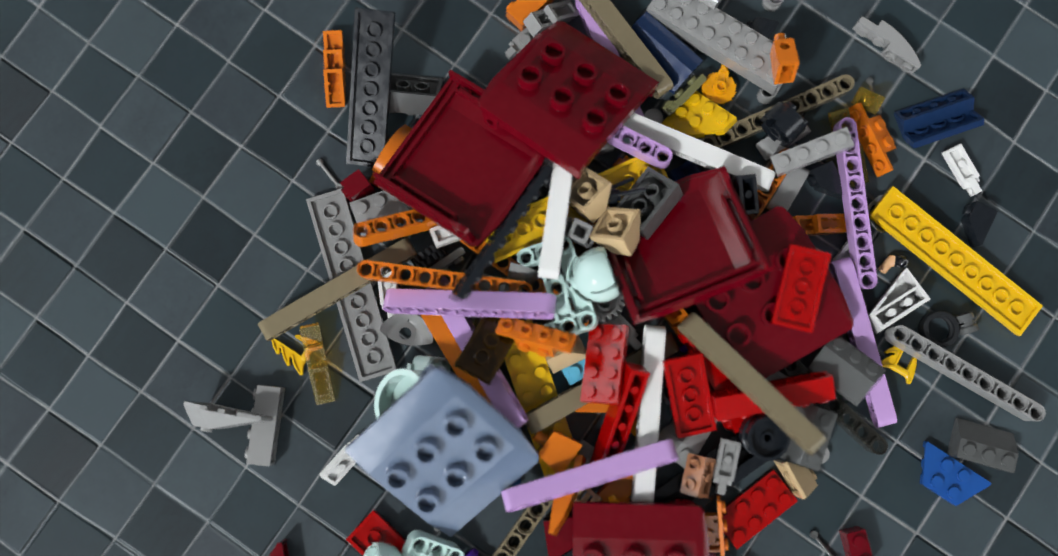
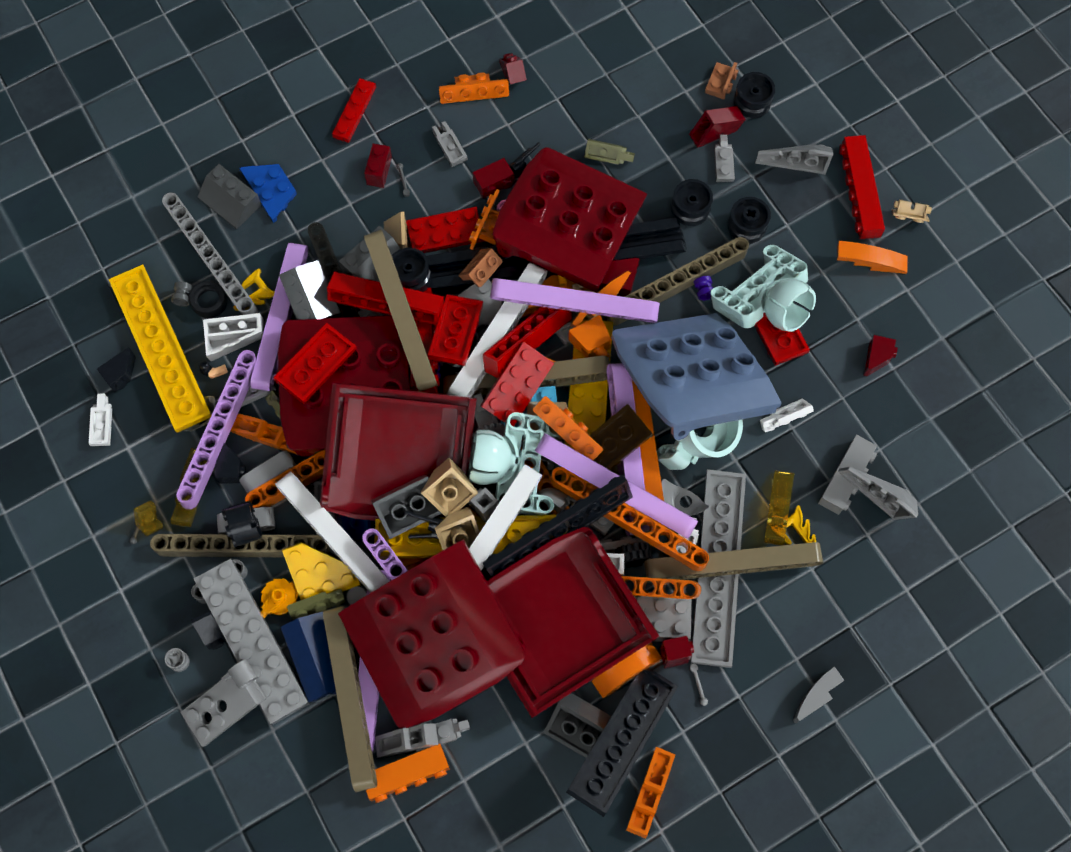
camera: 155 degrees left, 15 degrees down
(224, 207) = (818, 694): none -> light grey slope
(725, 464) = (452, 267): light grey hinge -> none
(747, 191) = (313, 472): black slope -> none
(783, 59) = (215, 567): orange torso -> none
(812, 152) = (233, 484): light grey brick -> none
(873, 139) = (162, 484): orange bracket -> none
(895, 46) = (92, 561): light grey slope -> none
(938, 118) = (93, 475): dark blue slope -> none

